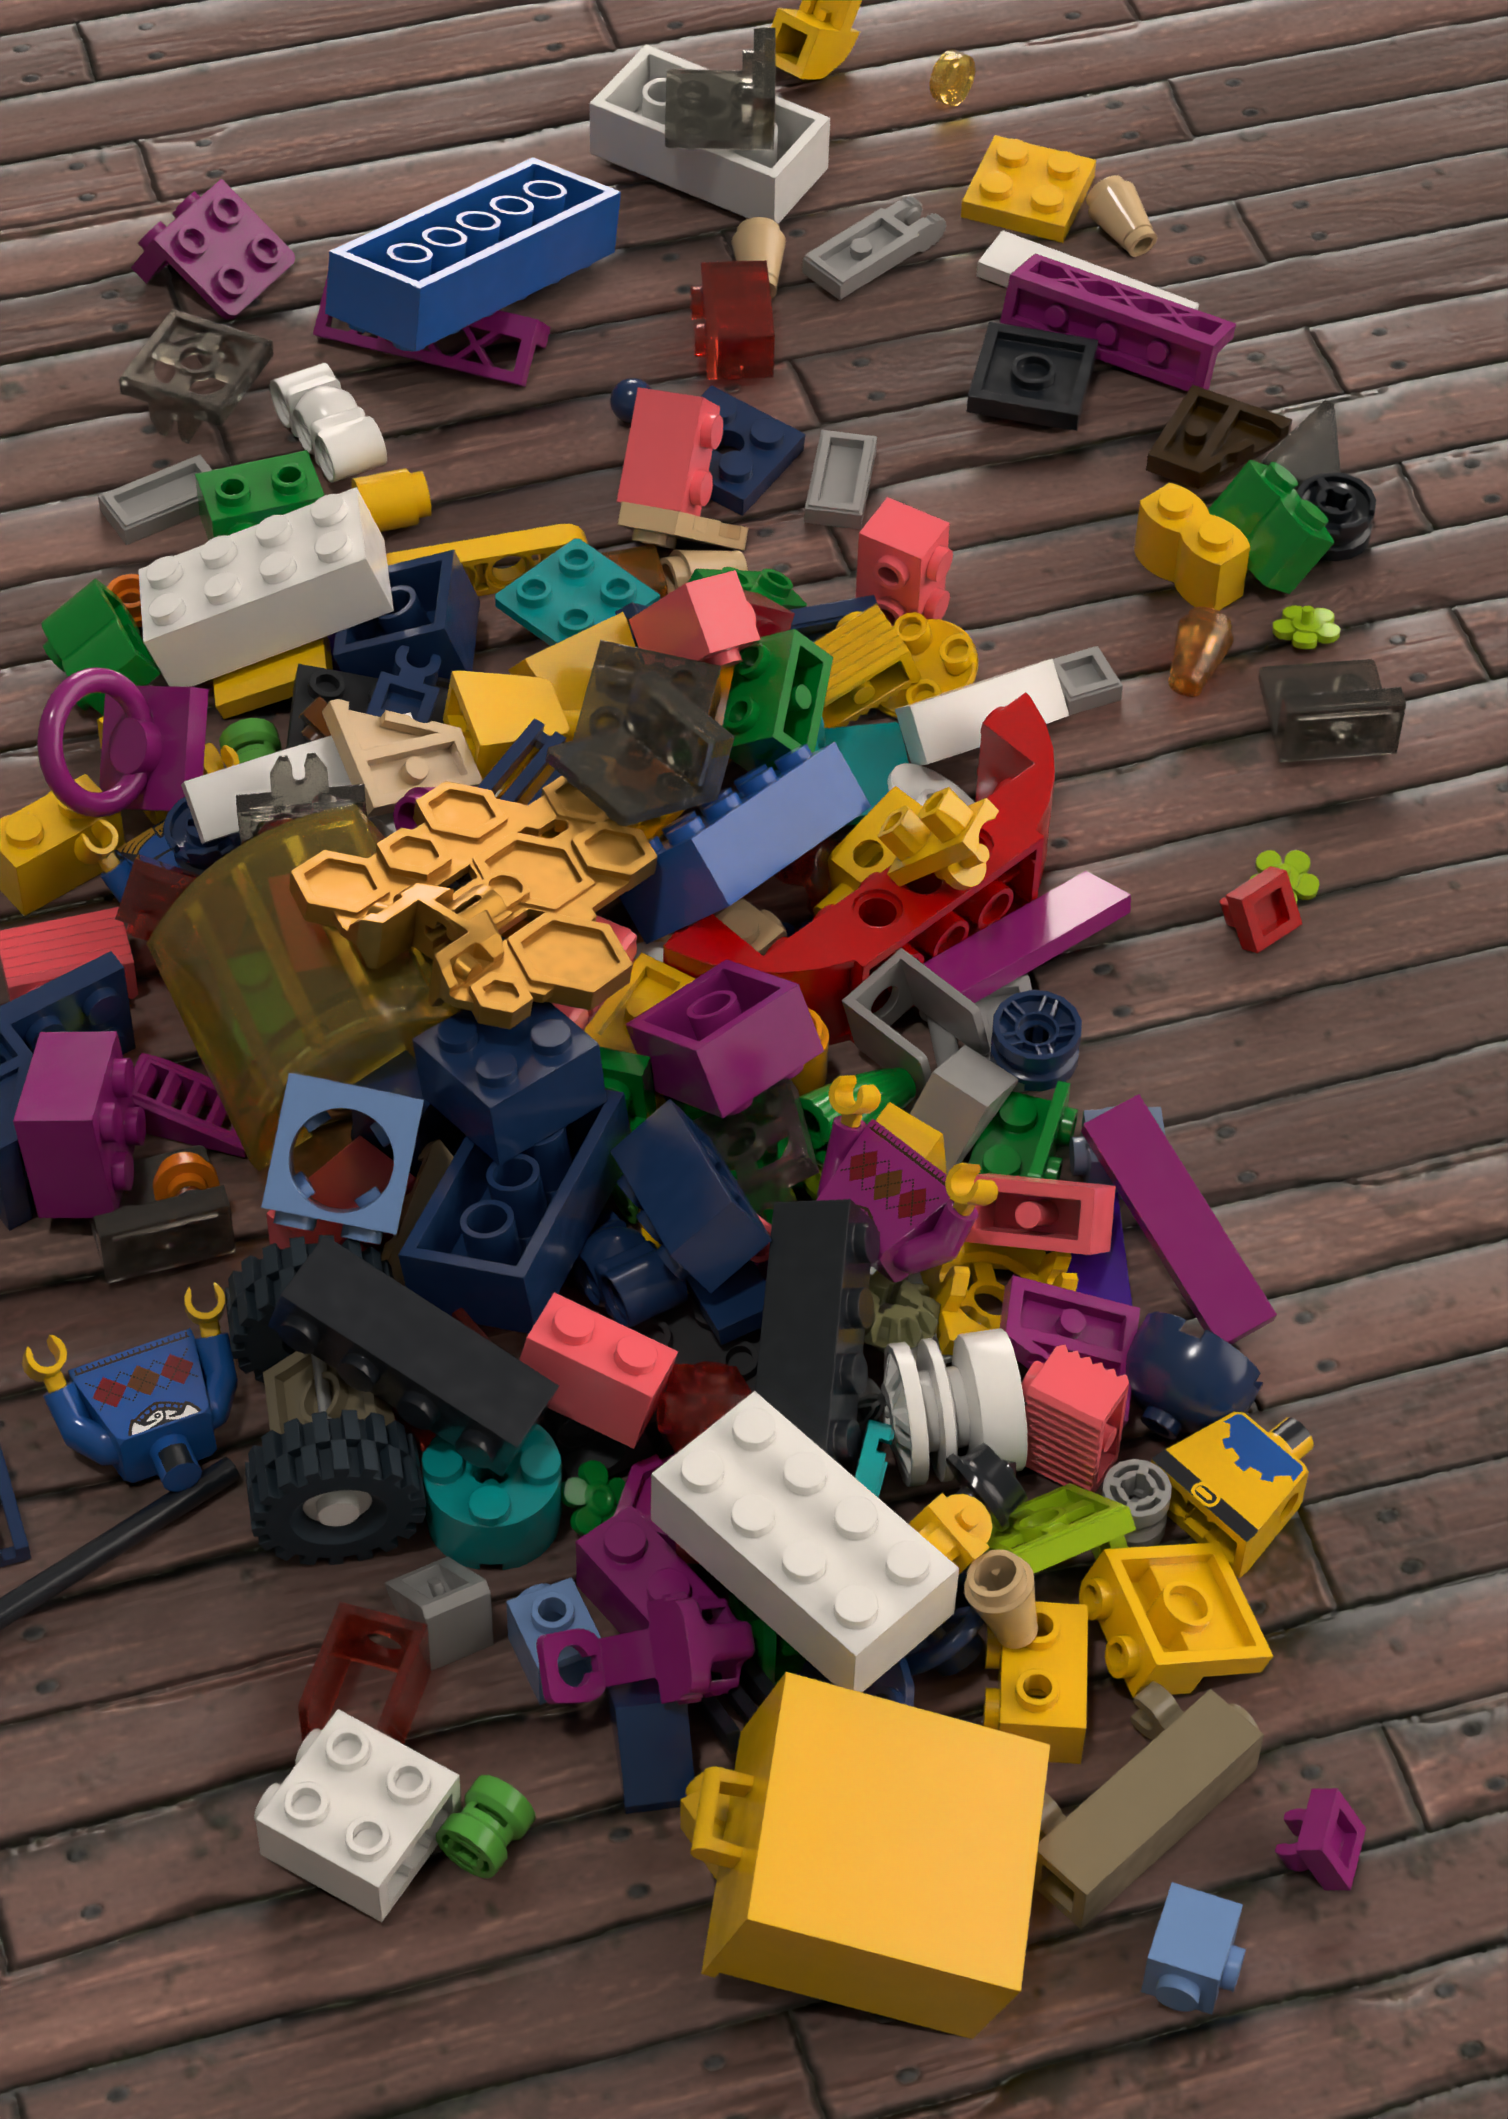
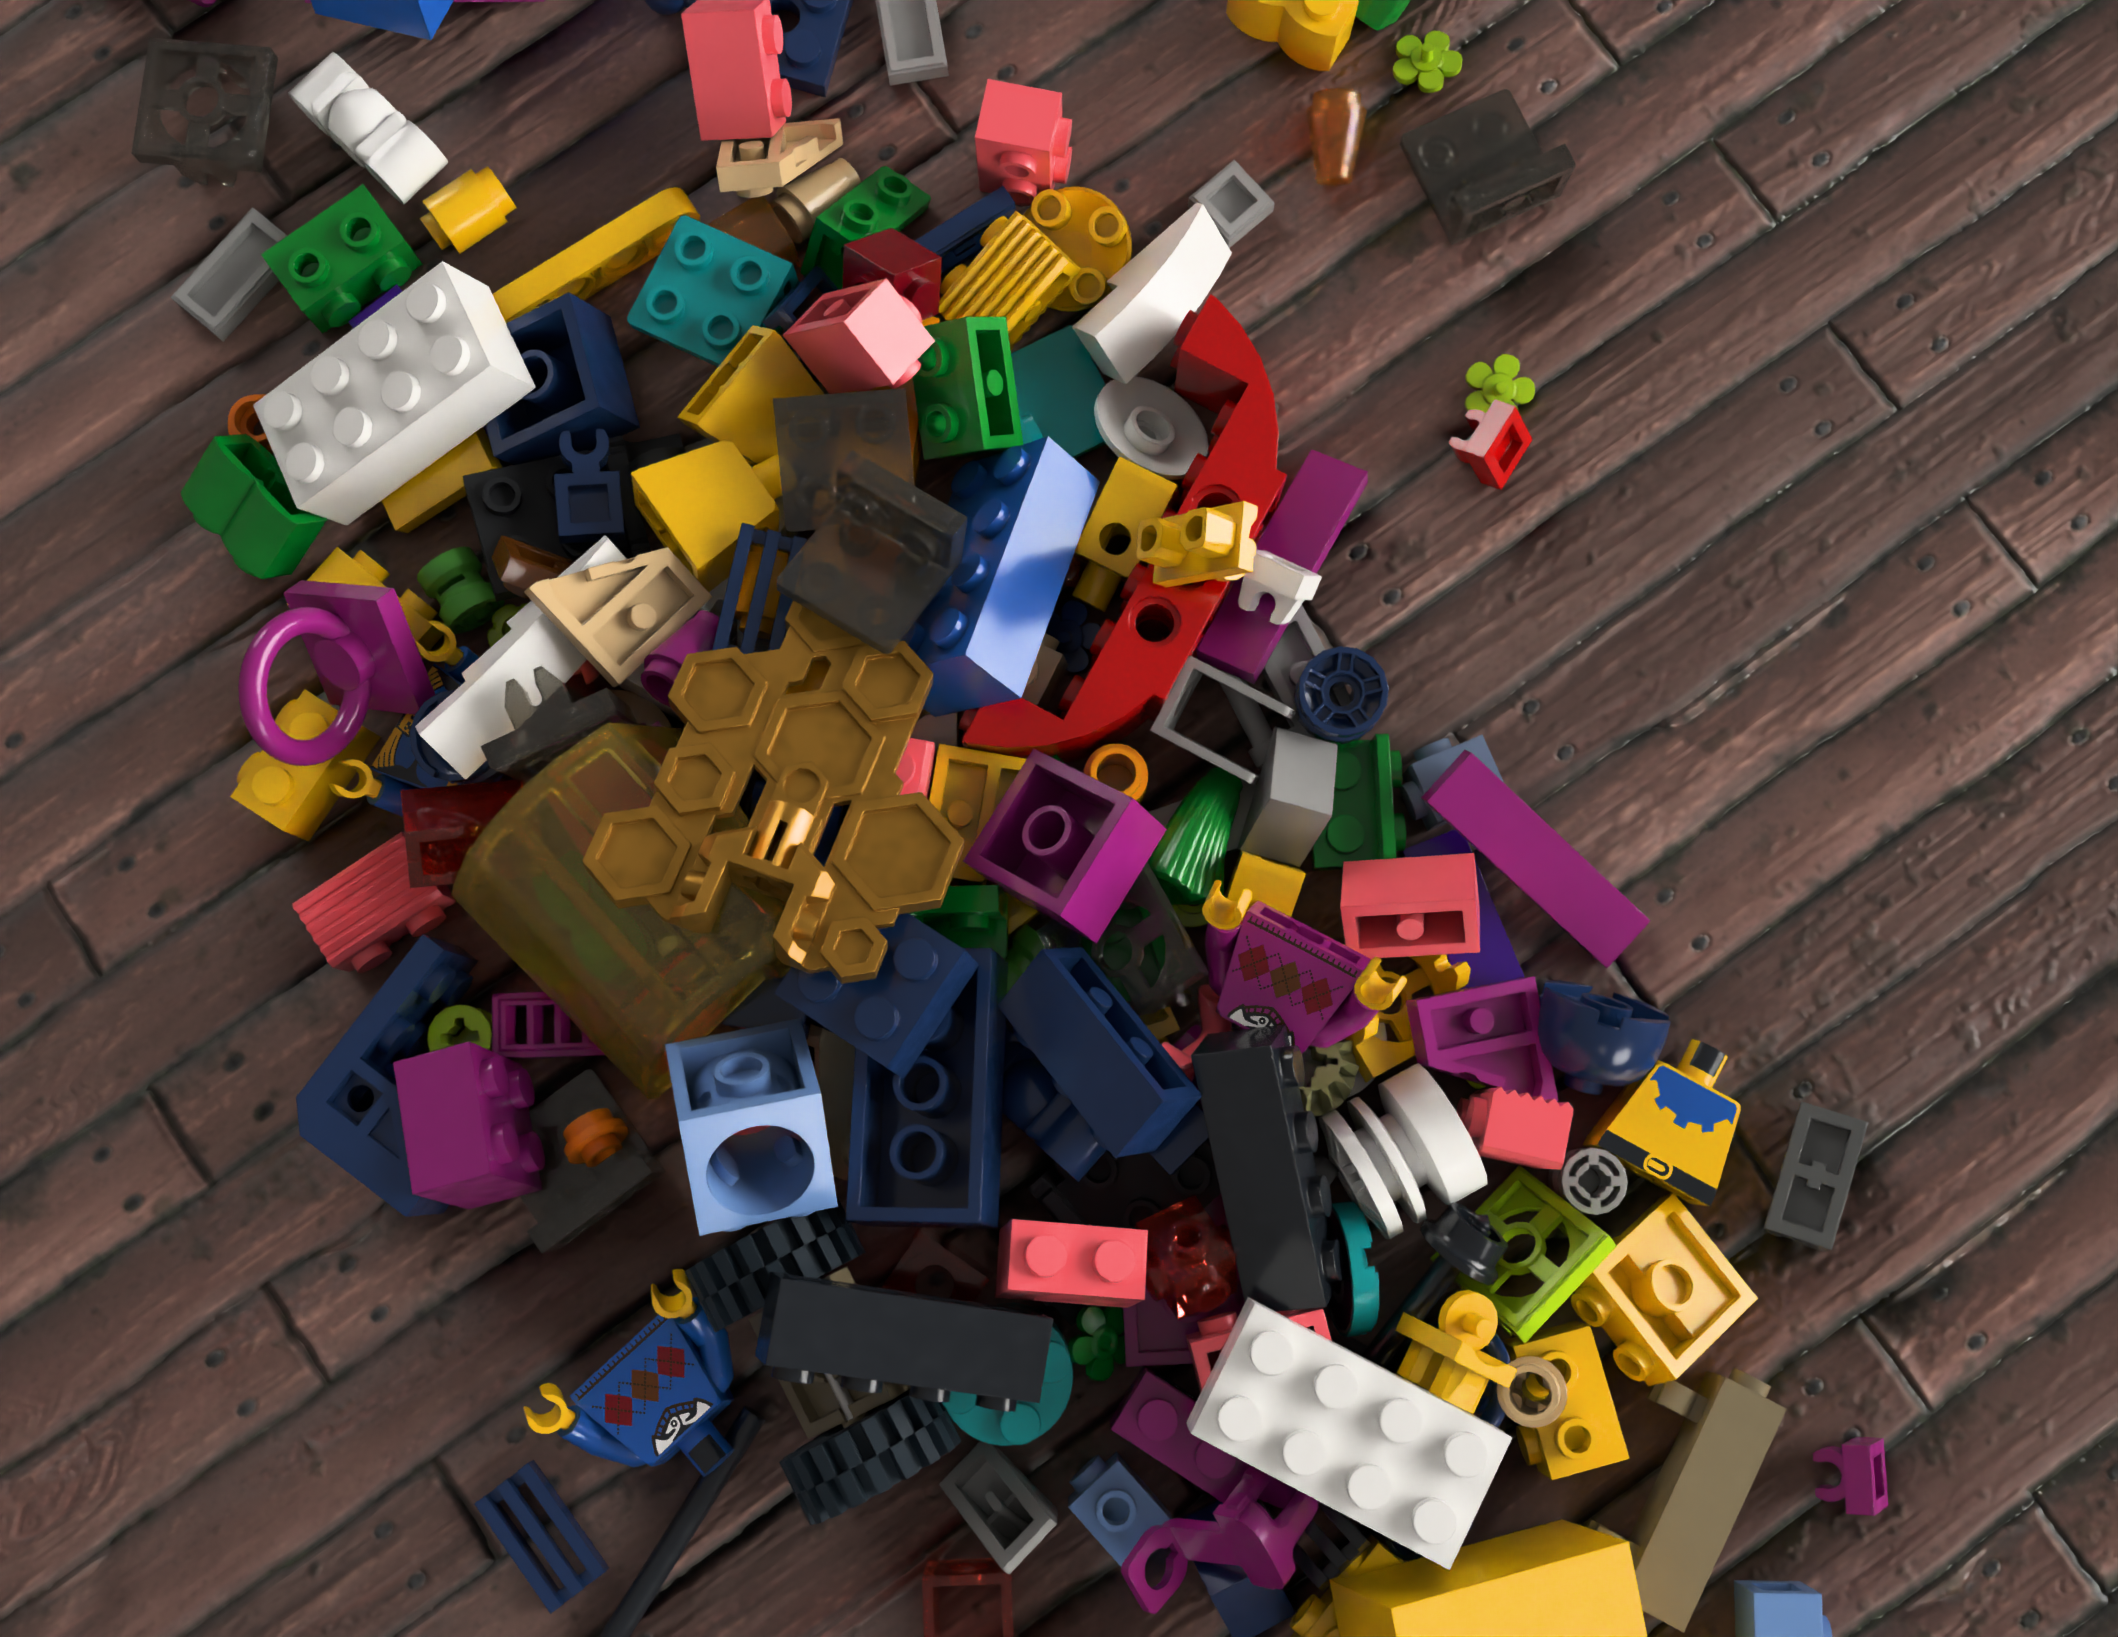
camera: 15 degrees left, 30 degrees up
(1008, 924) = (1283, 580): none -> white tile
(1368, 1567) = (1815, 1176): none -> dark grey hinge

